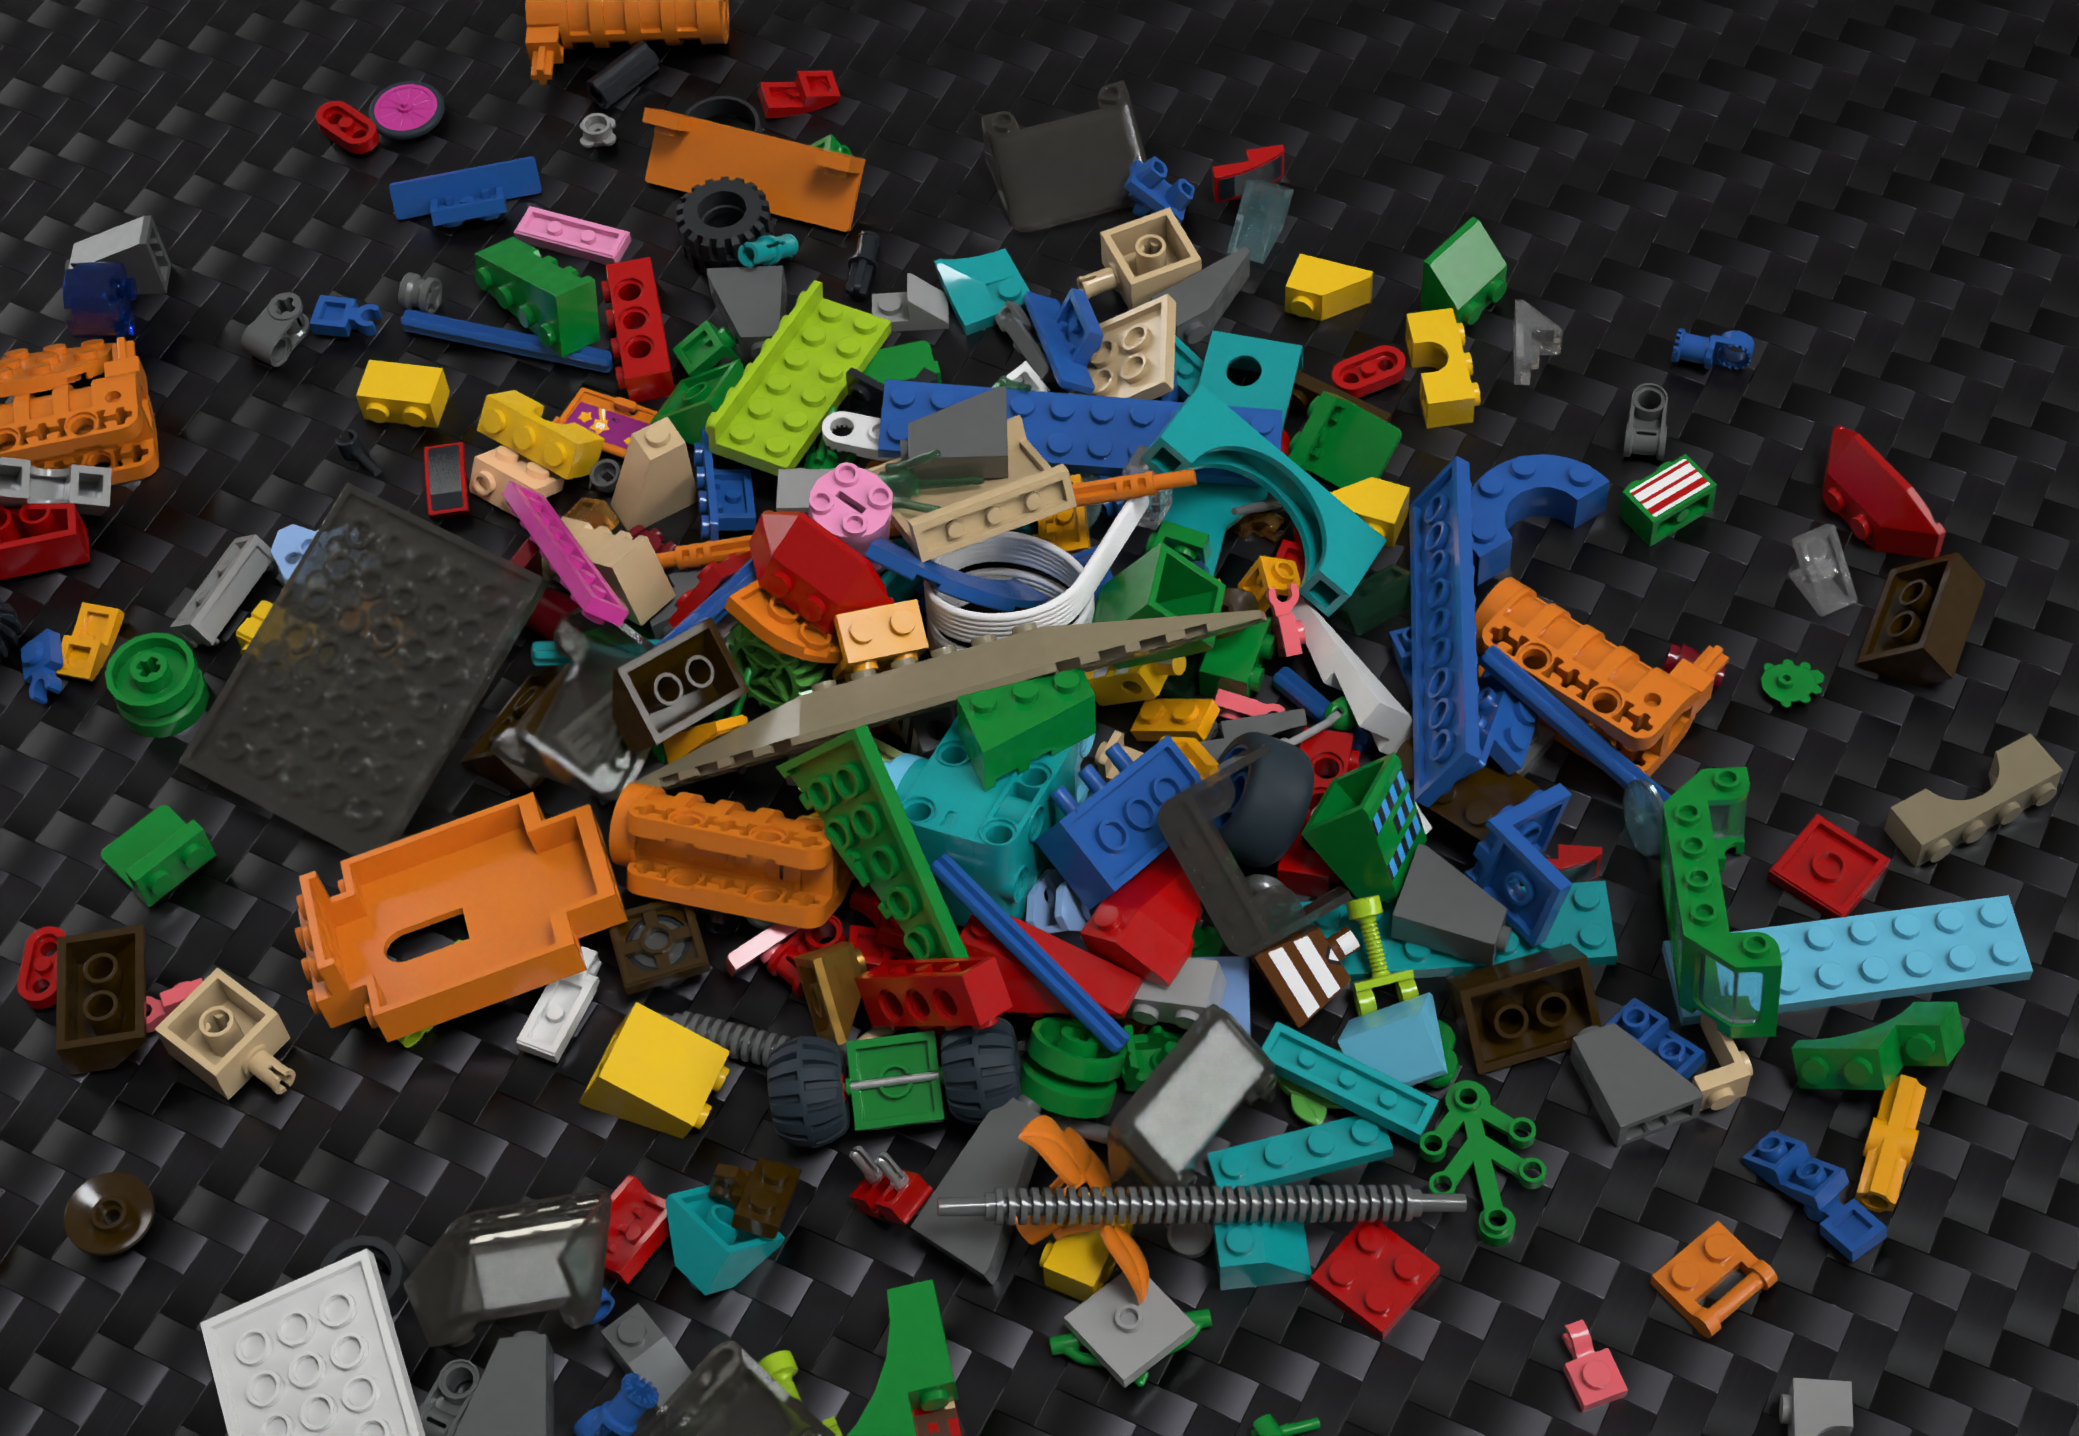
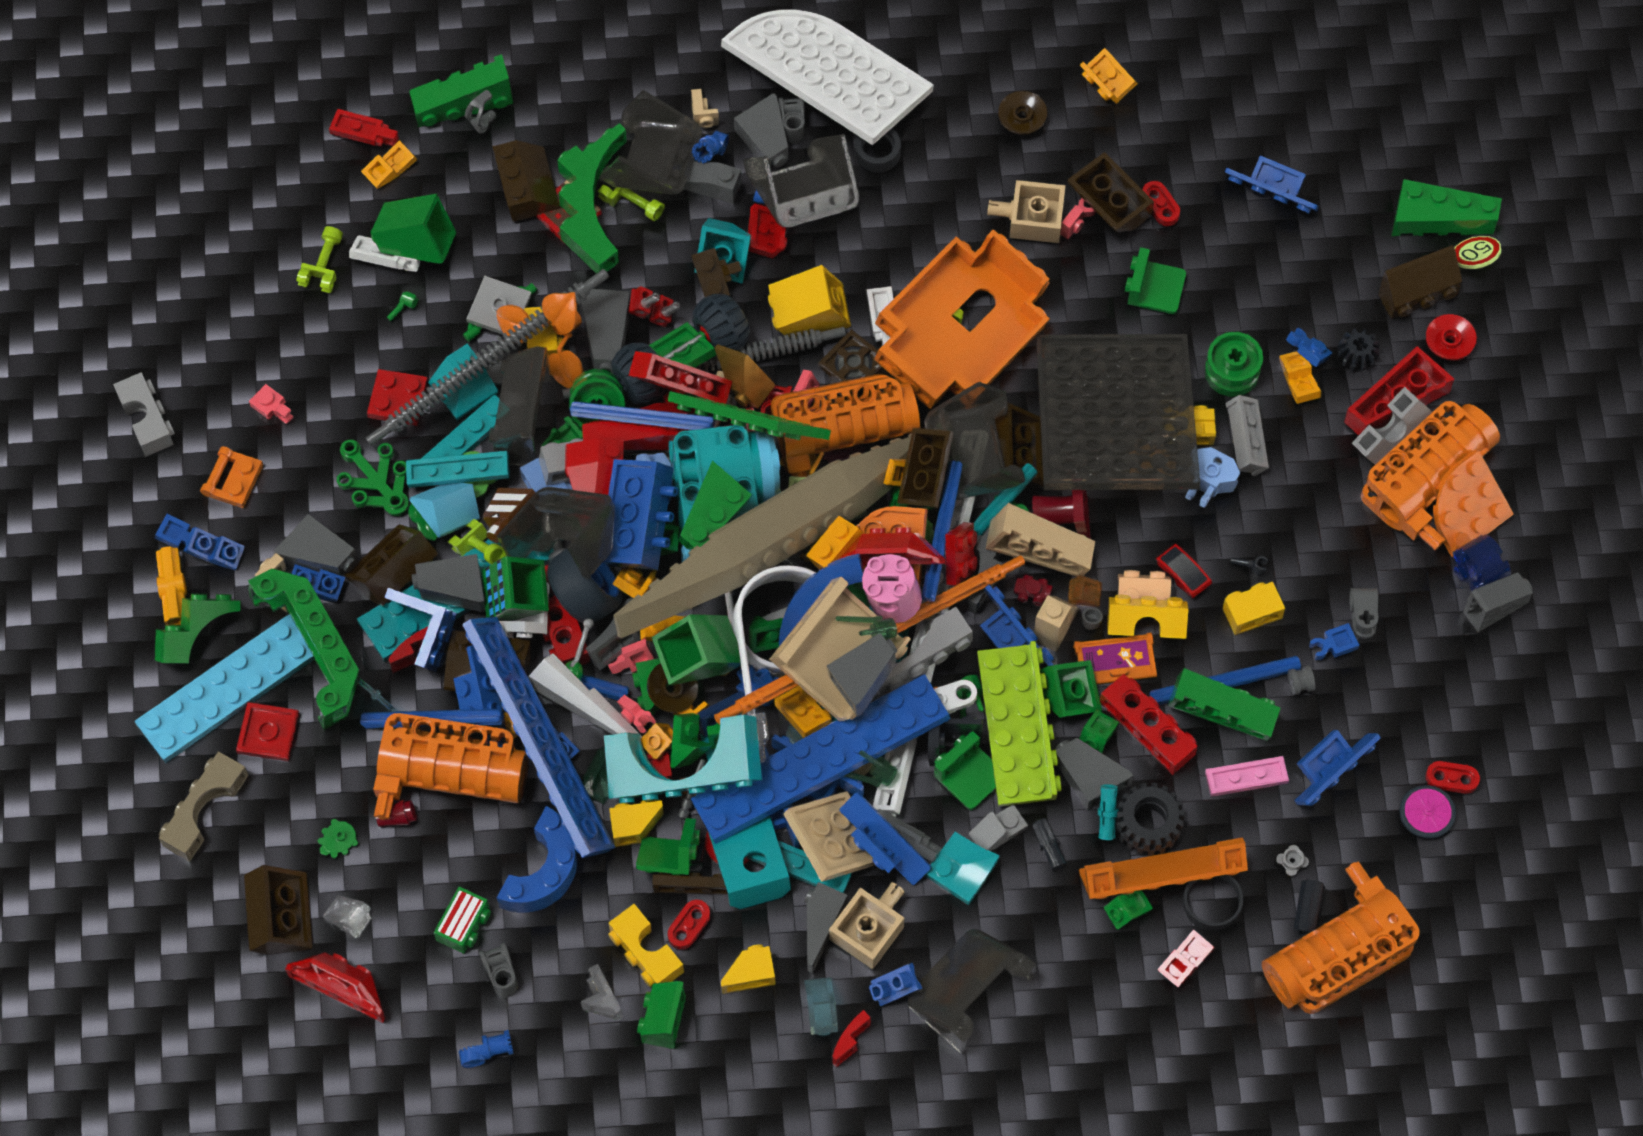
camera: 145 degrees right, 10 degrees up
(565, 555) = (1046, 505): dark pink plate -> none
(1237, 544) = (685, 742): none -> green slope

